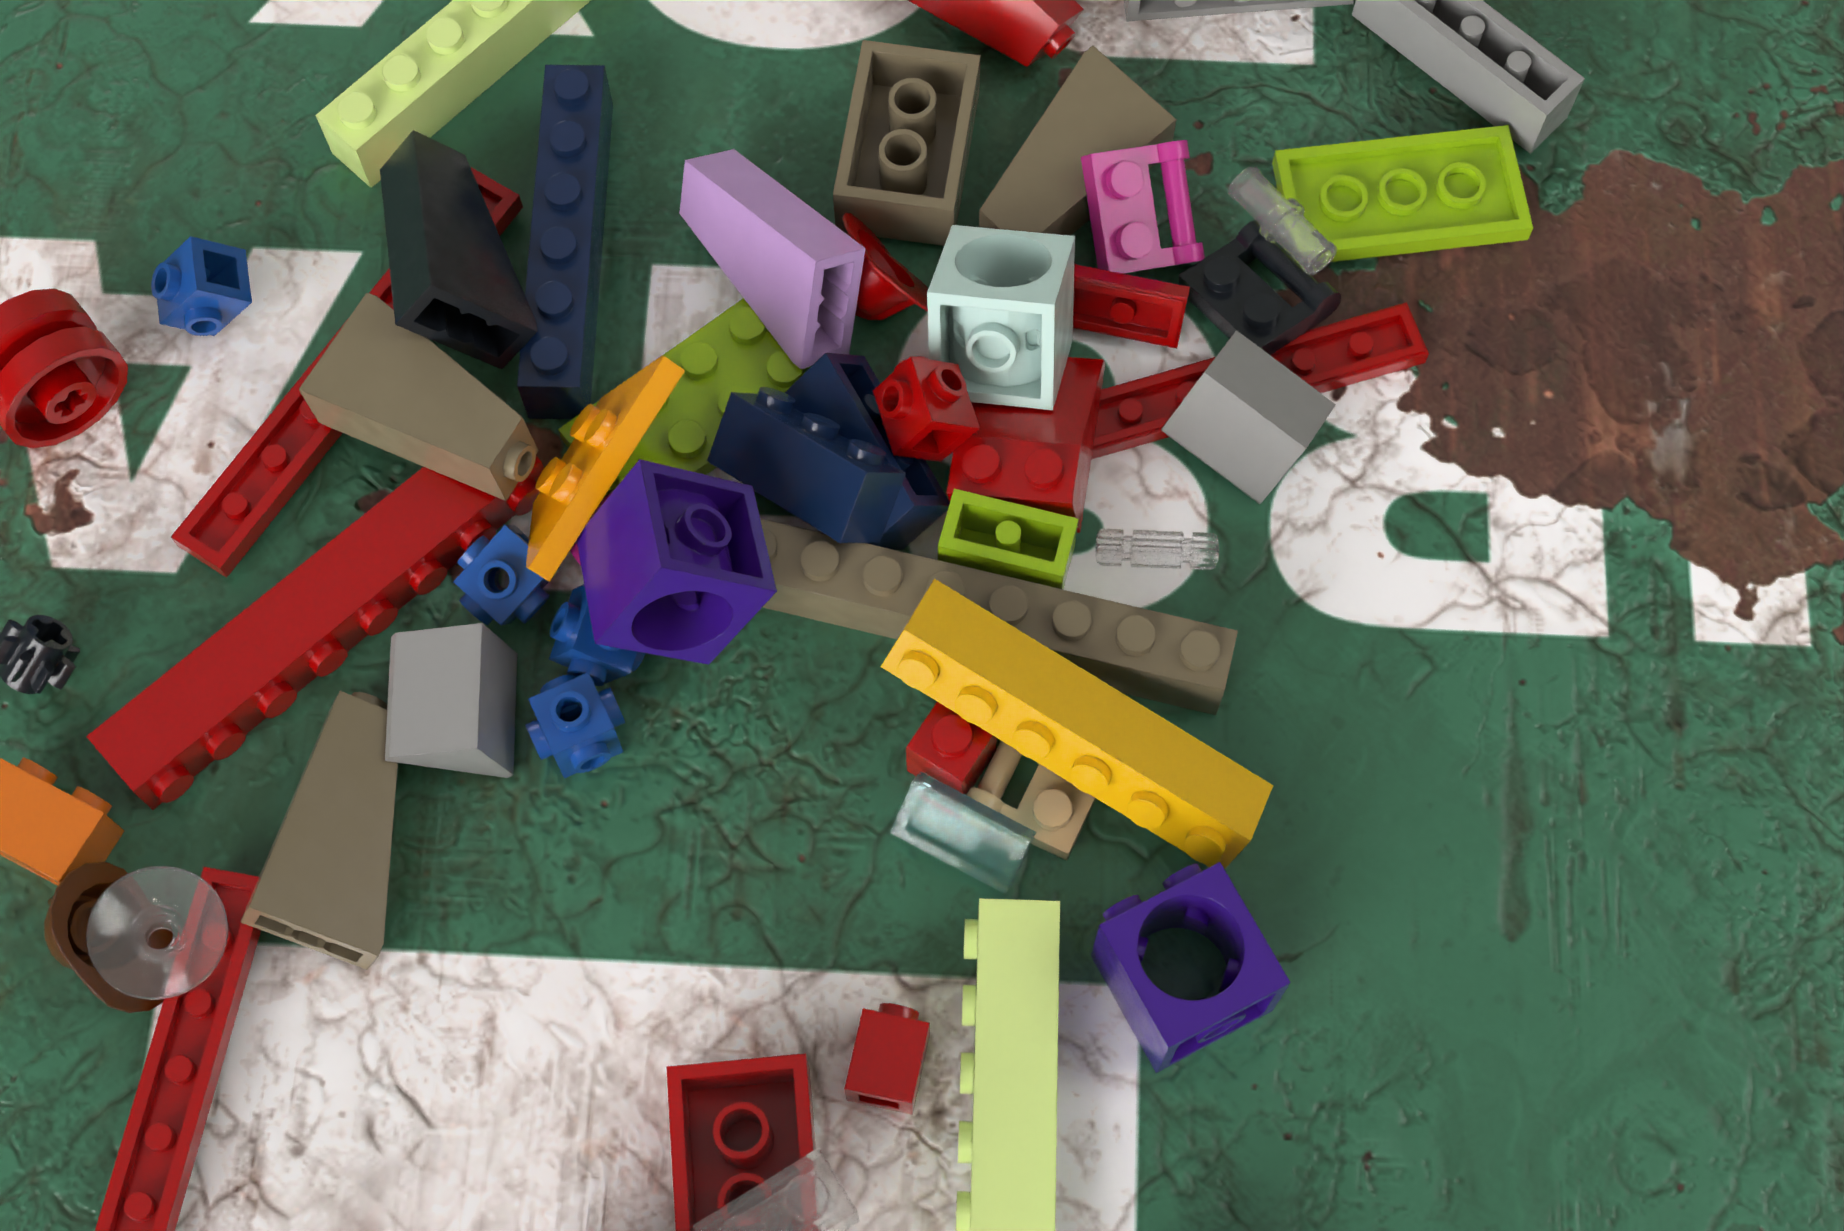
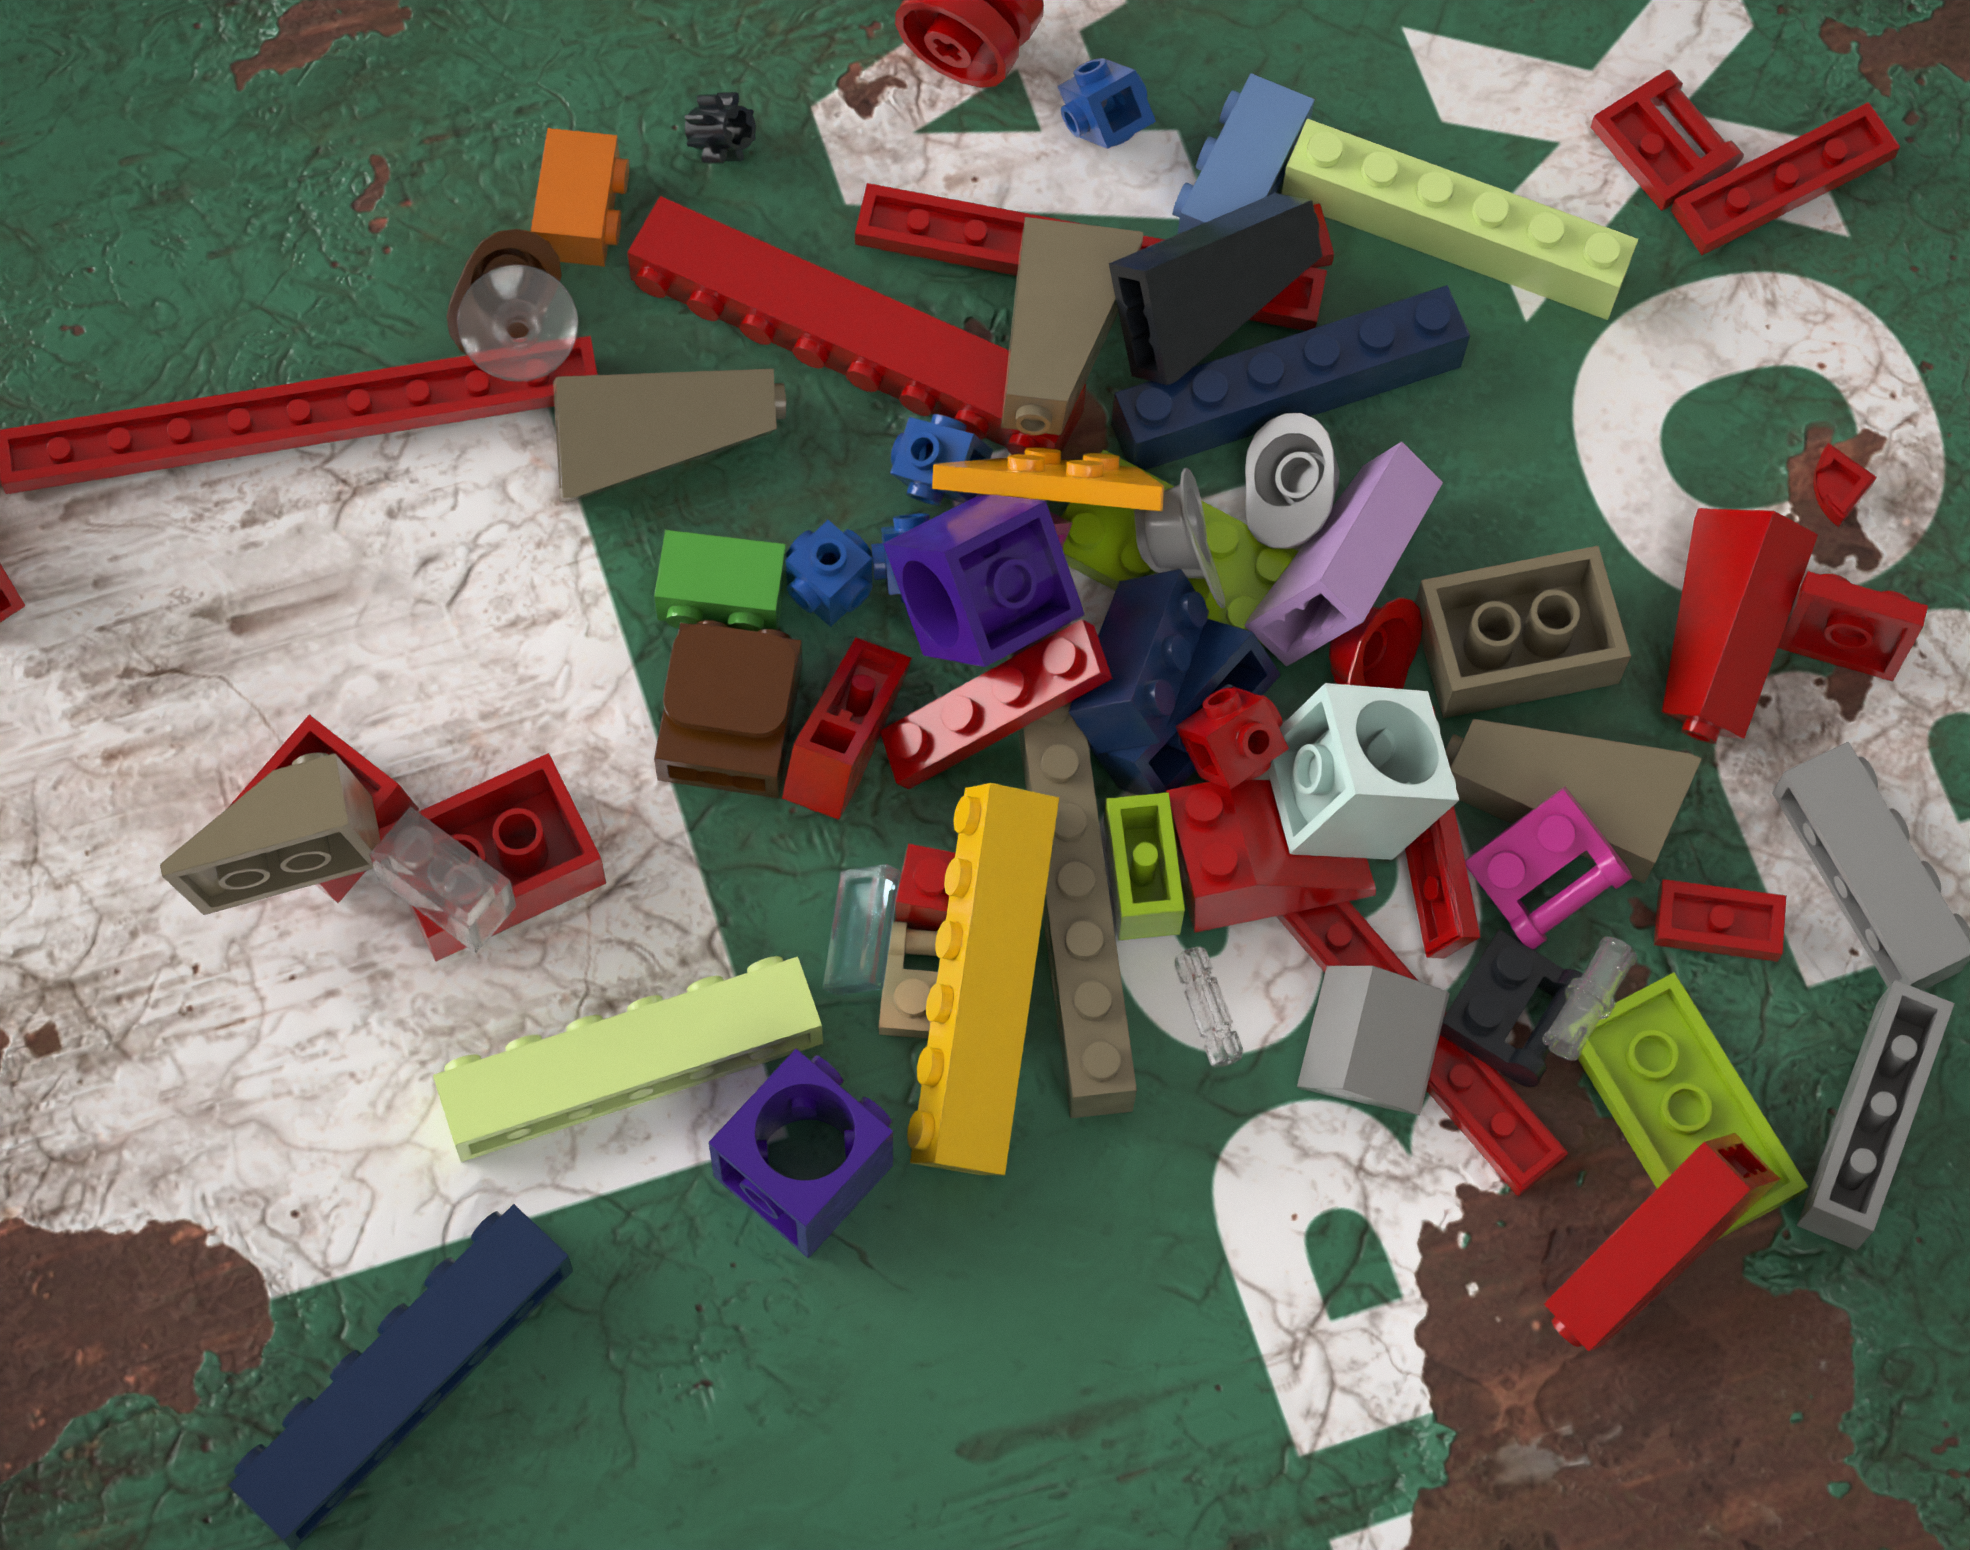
camera: 65 degrees right, 0 degrees up
(322, 194) = (1249, 153): none -> medium blue brick
(452, 700) = (808, 466): light grey slope -> none
(539, 835) = (720, 581): none -> bright green brick
(675, 274) = (1289, 480): none -> light grey piece
(677, 873) = (728, 708): none -> reddish brown brick
(704, 386) = (1178, 536): none -> light grey piece
(747, 770) = (844, 728): none -> red slope
(797, 615) = (996, 704): none -> red plate
(888, 1058) = (634, 940): red brick -> none
(1236, 100) = (1720, 920): none -> red plate
(1534, 247) = (1660, 1240): none -> red slope

